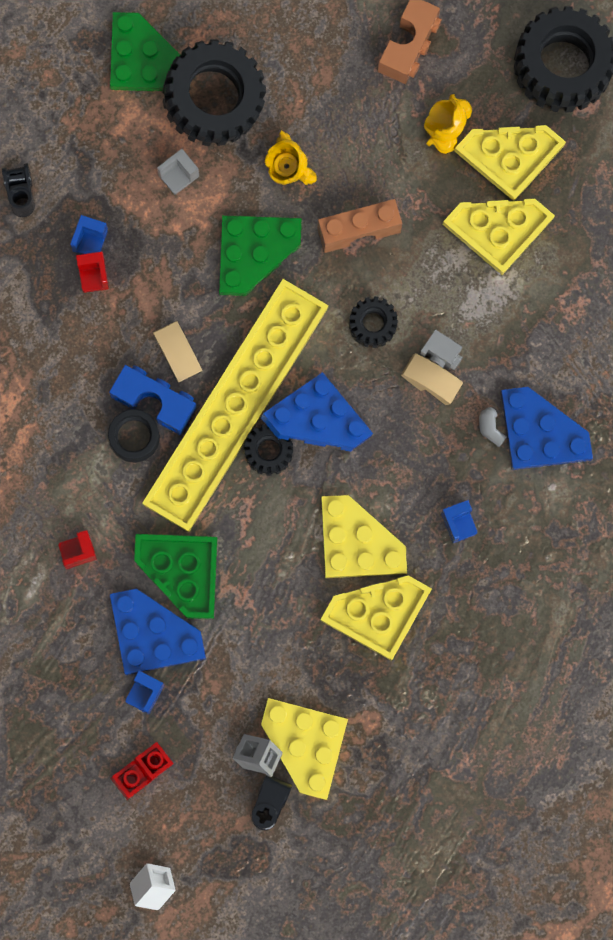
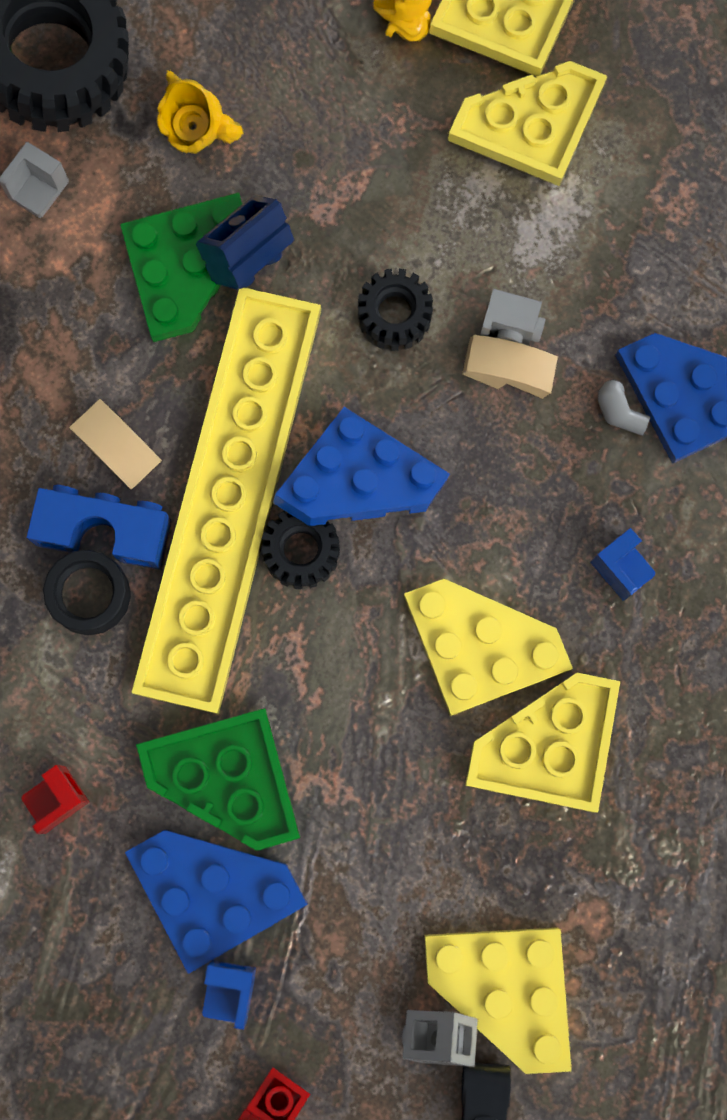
camera: 15 degrees left, 0 degrees up
(295, 253) = (245, 242): none -> dark blue brick
(373, 220) = (351, 158): nougat arch -> none

